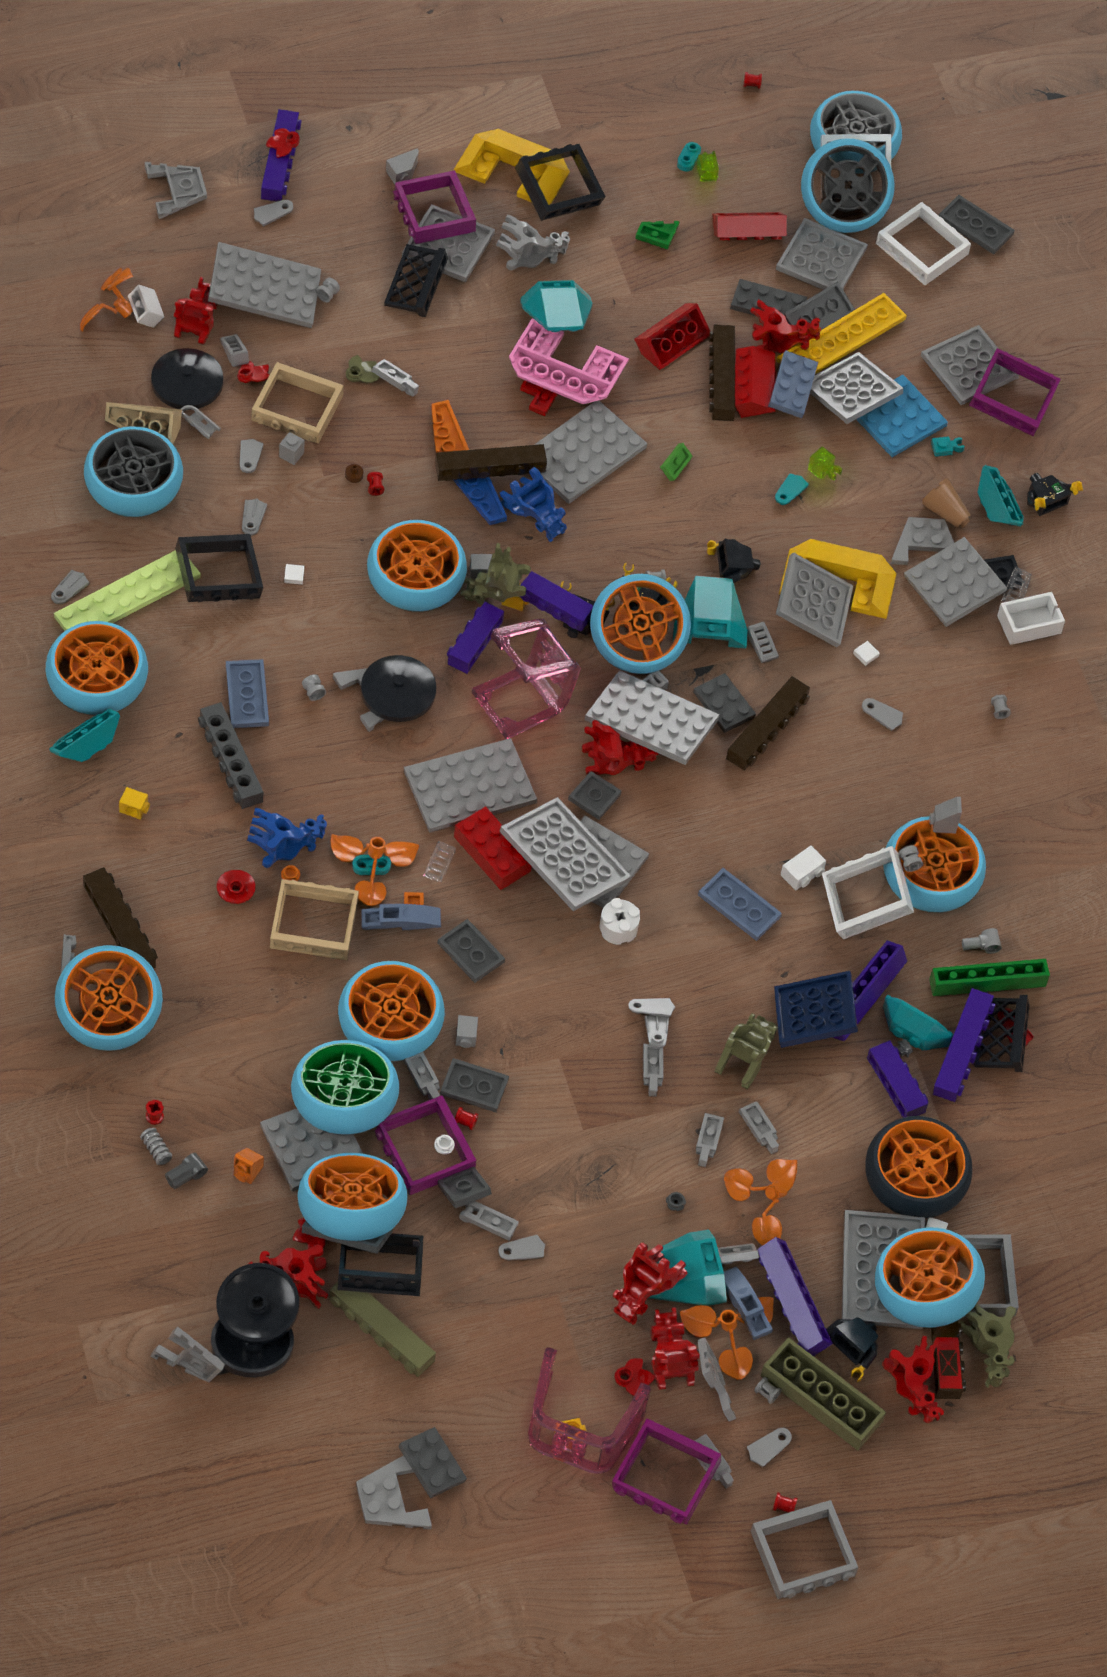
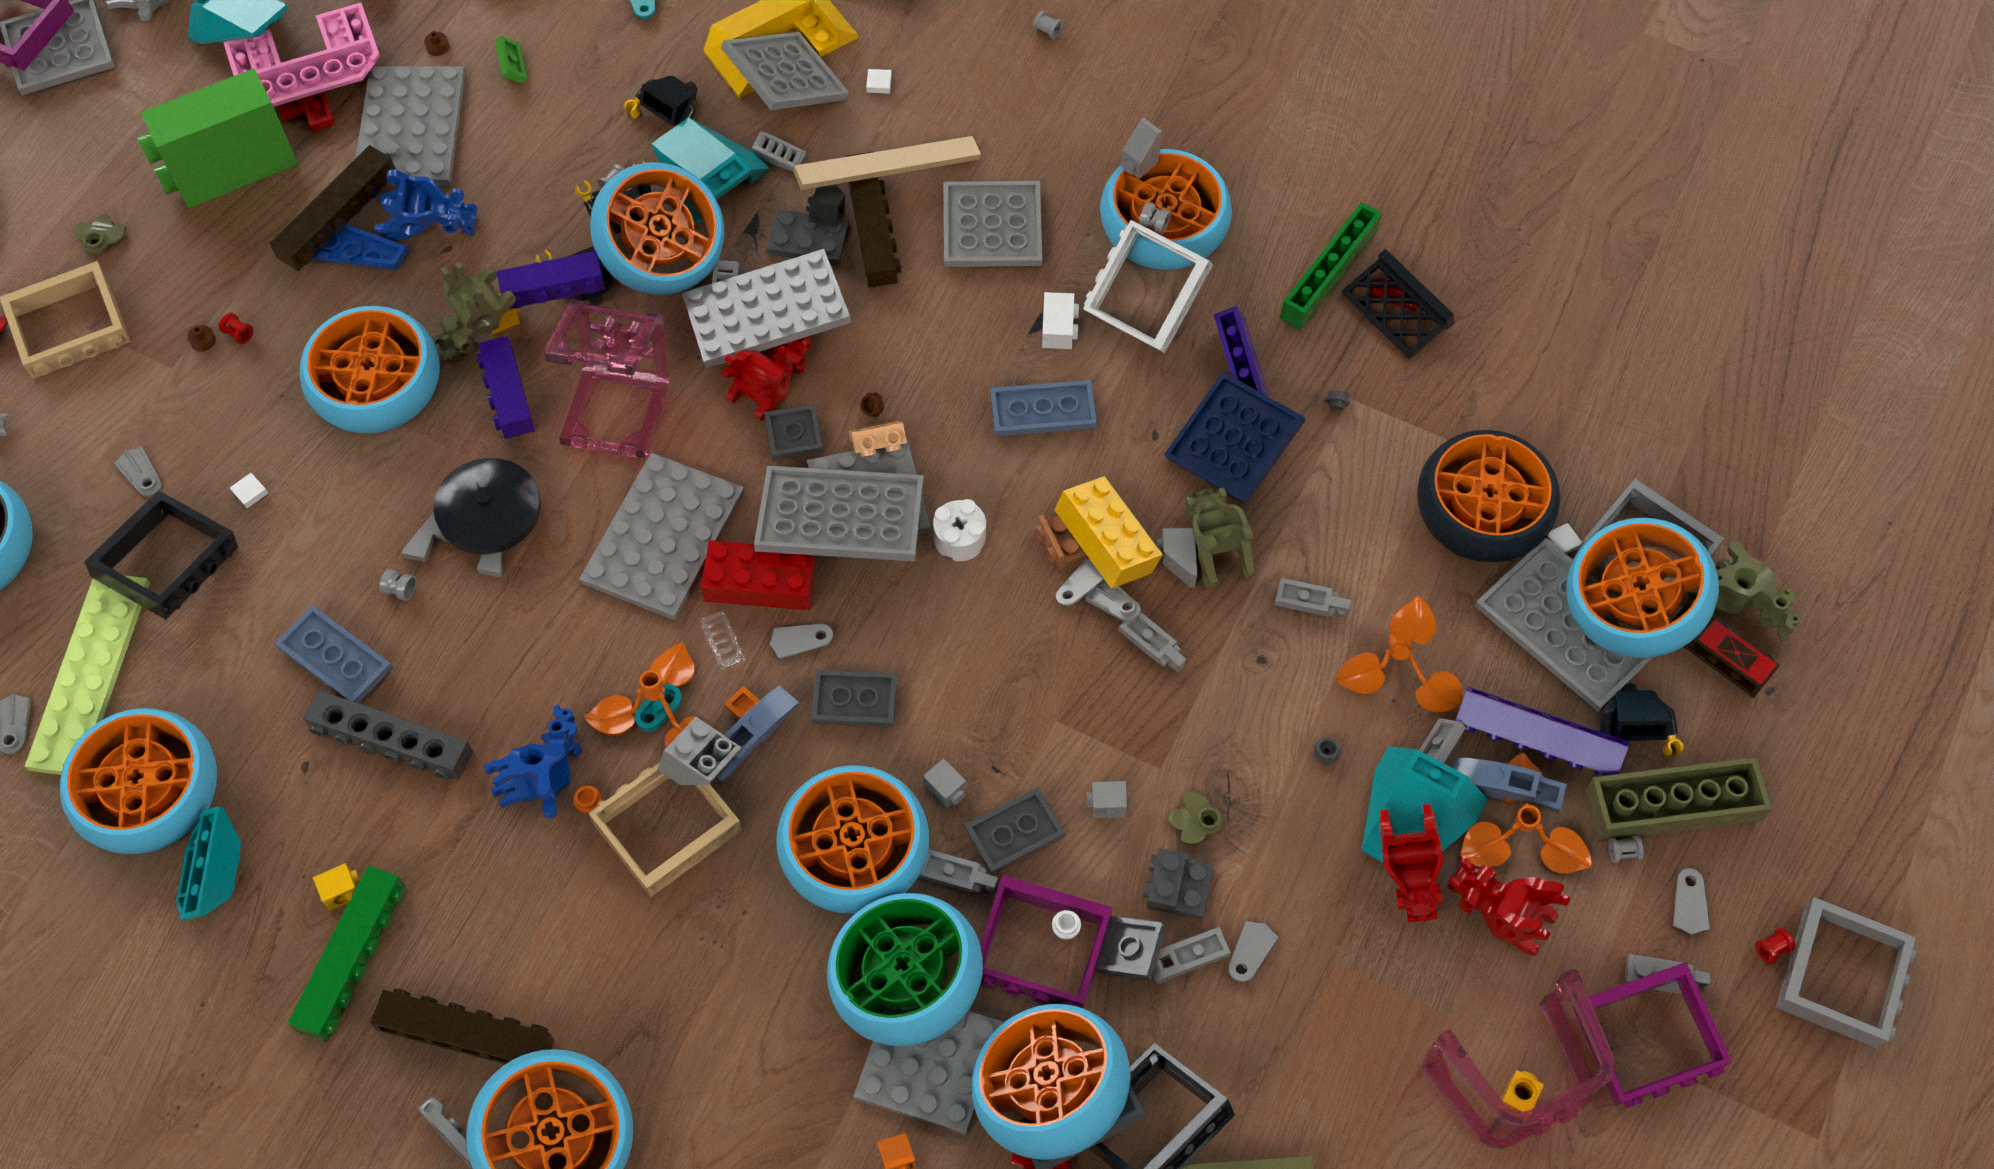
camera: 40 degrees left, 5 degrees up
(106, 837) = (347, 954): none -> green brick
(236, 880) = (545, 856): red dish -> none
(250, 454) = (69, 413): light grey piece -> none
(291, 448) = (108, 368): light grey brick -> none
(360, 898) = (697, 754): none -> light grey slope
(396, 377) = (143, 210): light grey hinge -> none
(430, 280) = (82, 97): black fence -> none
(446, 428) = (250, 216): orange wing -> none
(466, 1118) = (1047, 873): red bush -> none
(468, 372) = (216, 139): none -> bright green brick
(478, 564) = (432, 312): light grey brick -> none
(478, 898) = (799, 639): none -> light grey piece
(524, 1185) = (1178, 884): none -> dark grey plate
(537, 1115) = (1107, 799): none -> light grey brick
(568, 1165) = (1191, 817): none -> olive plate
(635, 838) = (880, 436): none -> light nougat plate
(635, 1375) = (1503, 966): red plate -> none
(648, 417) = (436, 43): none -> reddish brown tile
(652, 819) = (868, 402): none -> reddish brown plate
(667, 977) = (1060, 543): none -> nougat bracket
(693, 993) = (1108, 532): none -> yellow brick
(708, 1137) = (1281, 657): light grey hinge -> none
(714, 1377) = (1580, 889): light grey wing -> none
(717, 1039) = (1179, 553): none -> light grey slope
(750, 693) = (826, 206): none -> pearl dark grey slope
(810, 700) = (886, 162): none -> tan tile
(832, 785) = (992, 223): none -> light grey plate
(883, 713) = (956, 120): light grey piece -> none
(897, 1080) = (1370, 435): dark purple brick -> none
(911, 1377) = (1726, 695): red animal -> none
(914, 1025) = (1320, 370): teal wedge -> none
(963, 1045) = (1385, 347): dark purple brick -> none
(987, 941) = (1285, 236): light grey pin -> none

